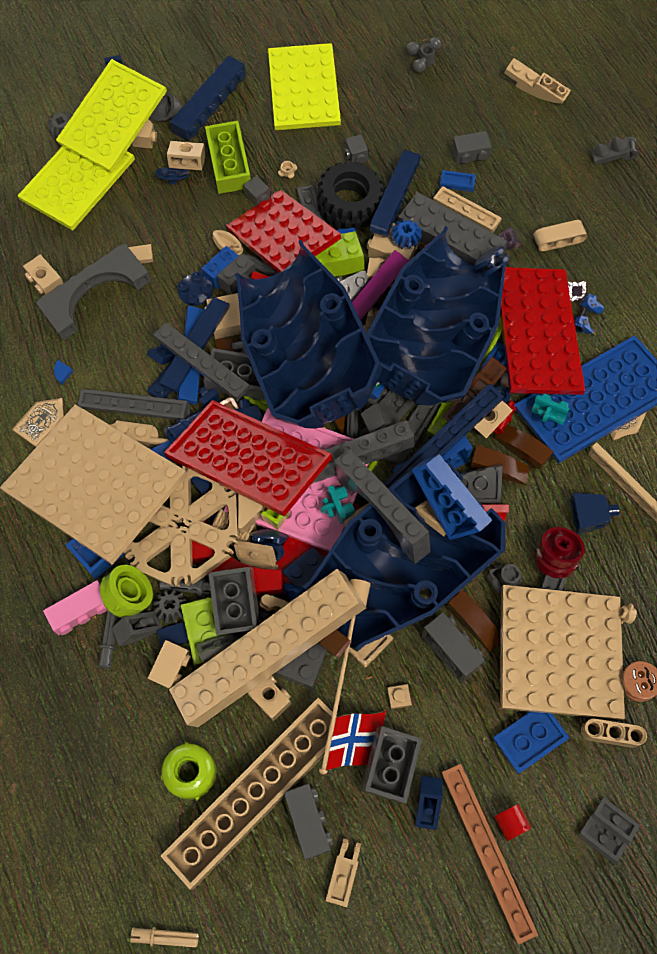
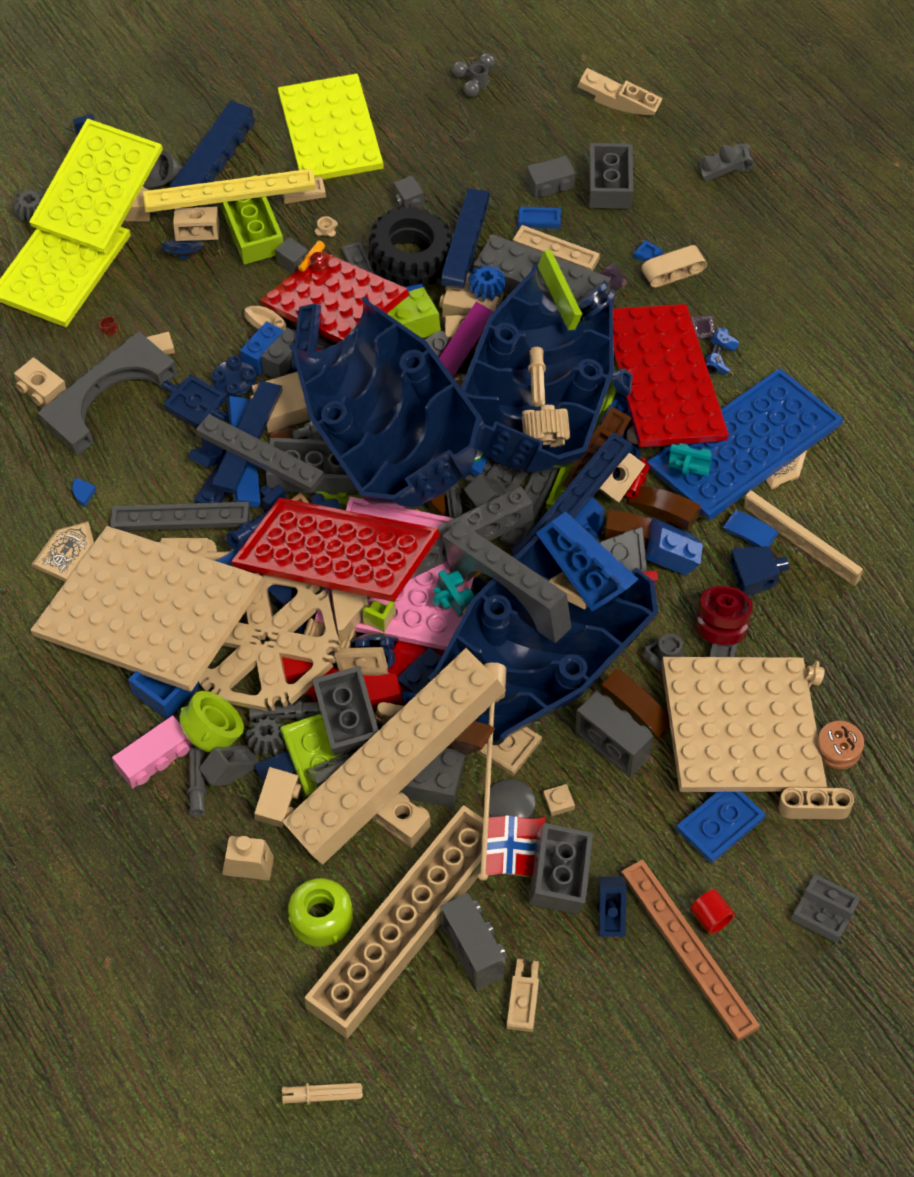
camera: 10 degrees left, 10 degrees down
(105, 233) = (106, 327): none -> clear red hinge
(137, 716) = (248, 858): none -> tan torso
(161, 306) = (194, 401): none -> dark blue plate
(213, 131) = (229, 190): none -> light yellow tile
(256, 258) = (307, 329): none -> dark blue tile
(271, 193) = (318, 247): none -> light orange piece
(274, 136) = (307, 195): none -> tan tile
(275, 199) = (318, 261): none -> clear red hinge
(359, 693) = (511, 799): none -> dark grey dish
(434, 325) = (537, 371): none -> tan axle
(435, 369) = (547, 425): none -> tan brick
(464, 248) = (559, 290): none -> lime tile
(504, 334) = (622, 381): none -> dark blue tile
(520, 152) = (611, 175): none -> dark grey brick
(525, 484) = (673, 548): none -> blue slope
(540, 220) = (647, 251): none -> blue tile
(591, 476) = (751, 529): none -> blue slope

